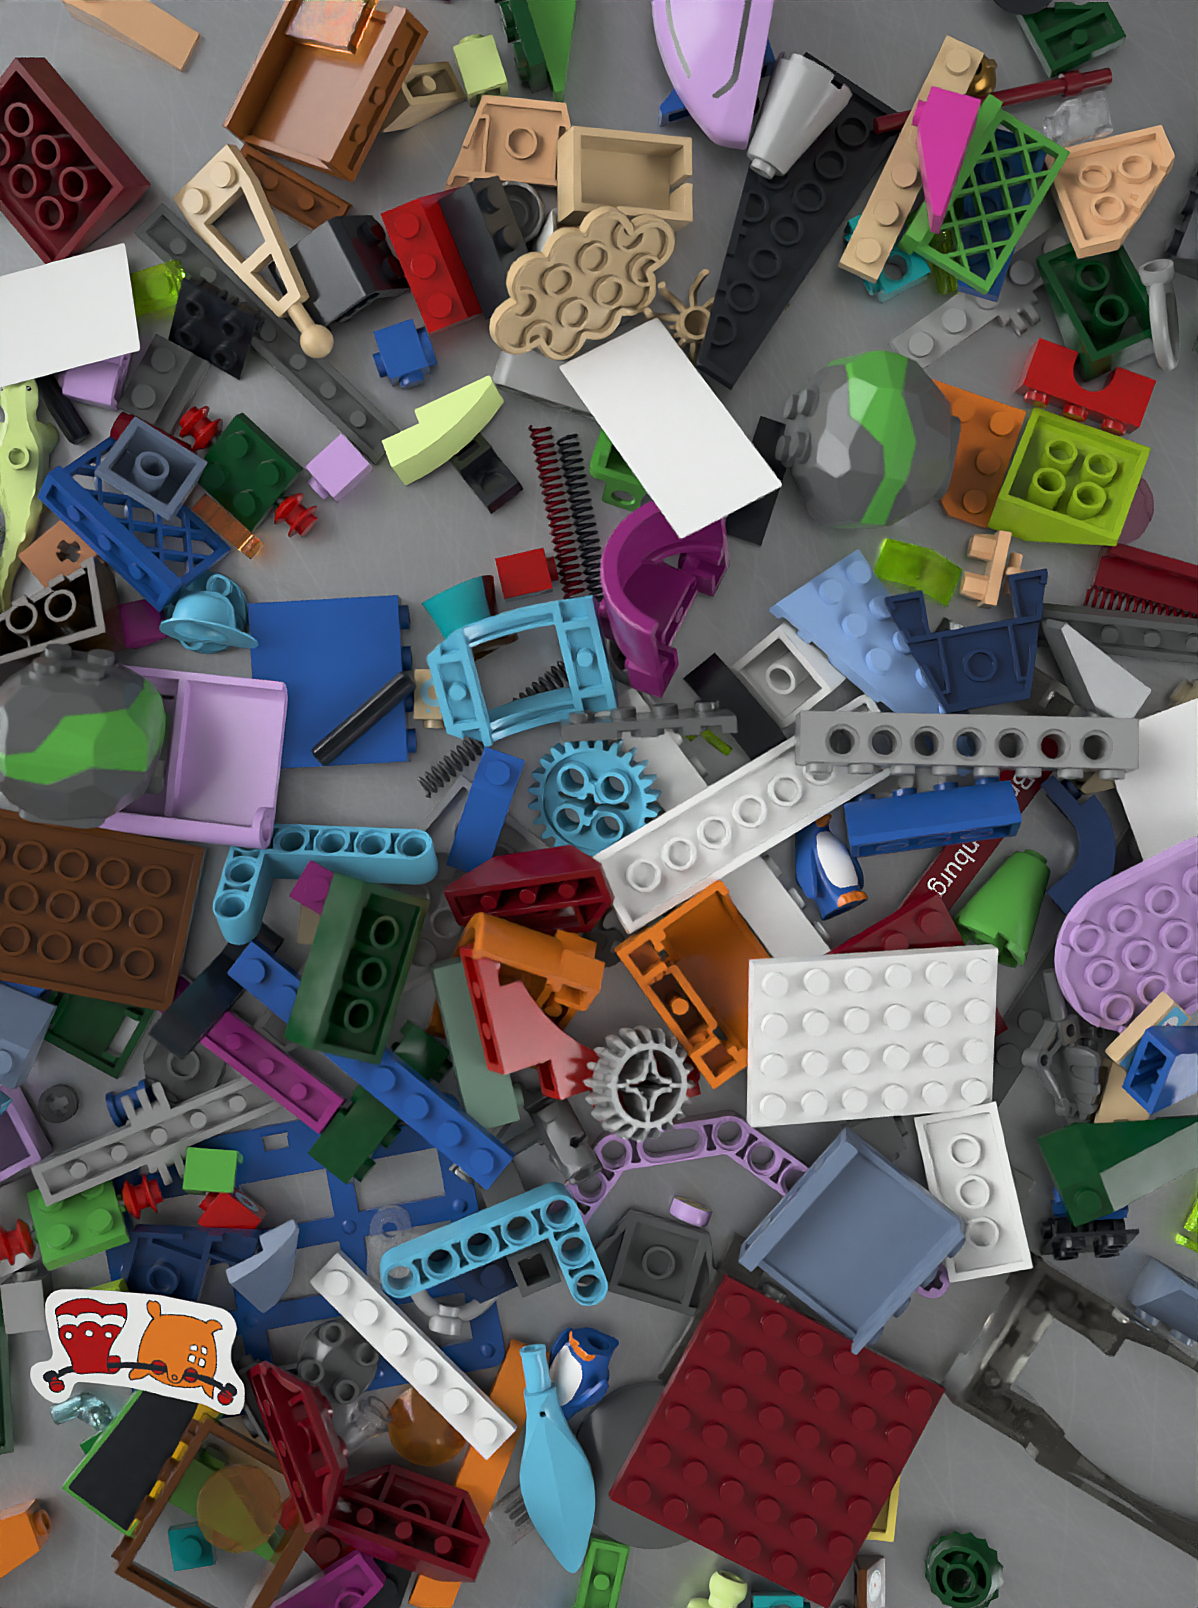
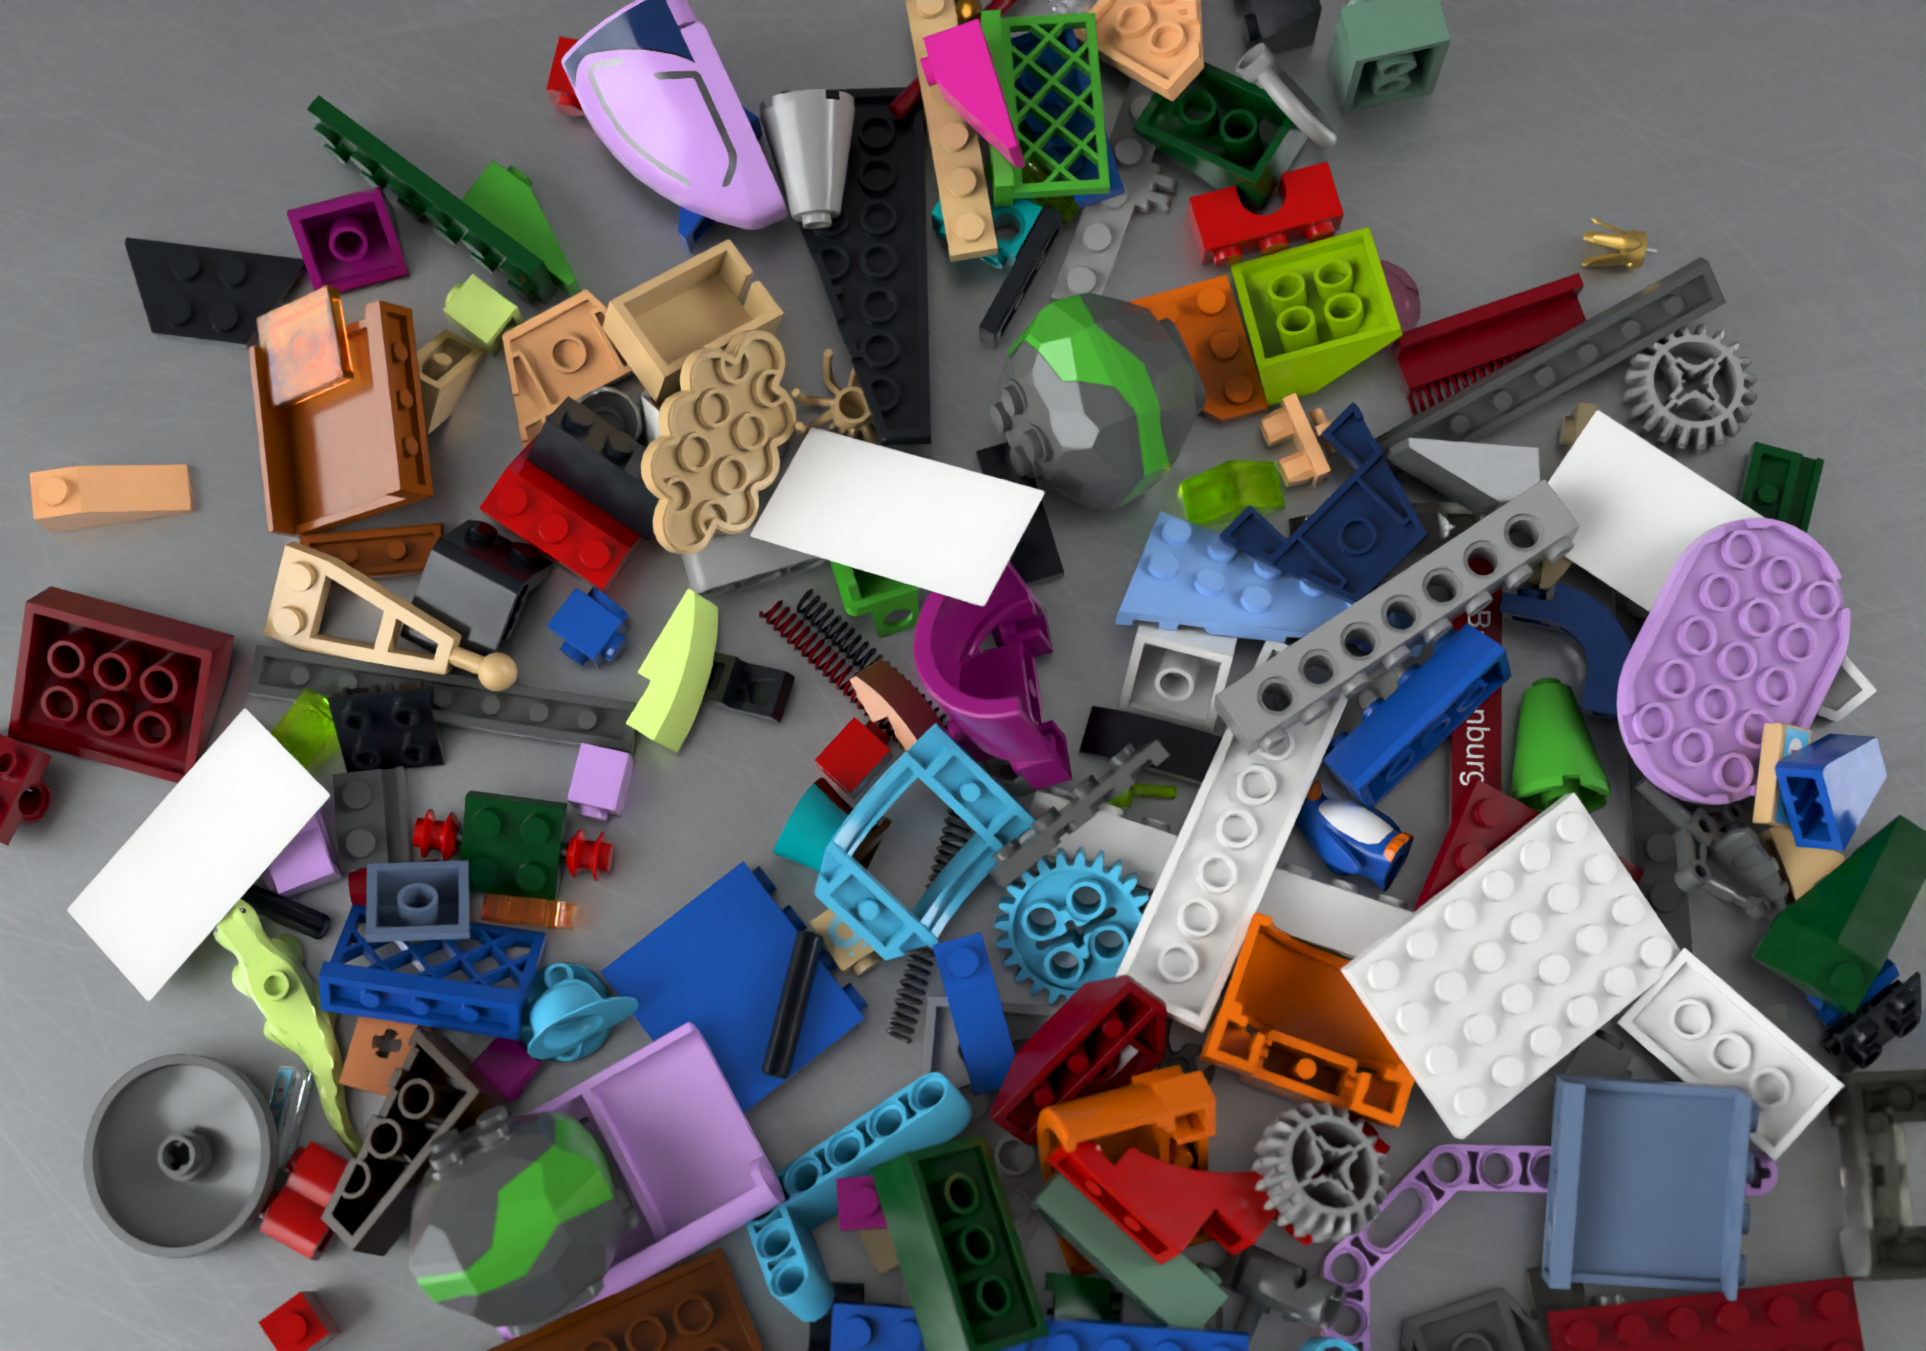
camera: 30 degrees left, 10 degrees down
(579, 551) = (891, 695): none -> nougat slope
(690, 1211) = (1466, 1277): lavender tile -> none
(881, 311) = (1021, 276): none -> black tile

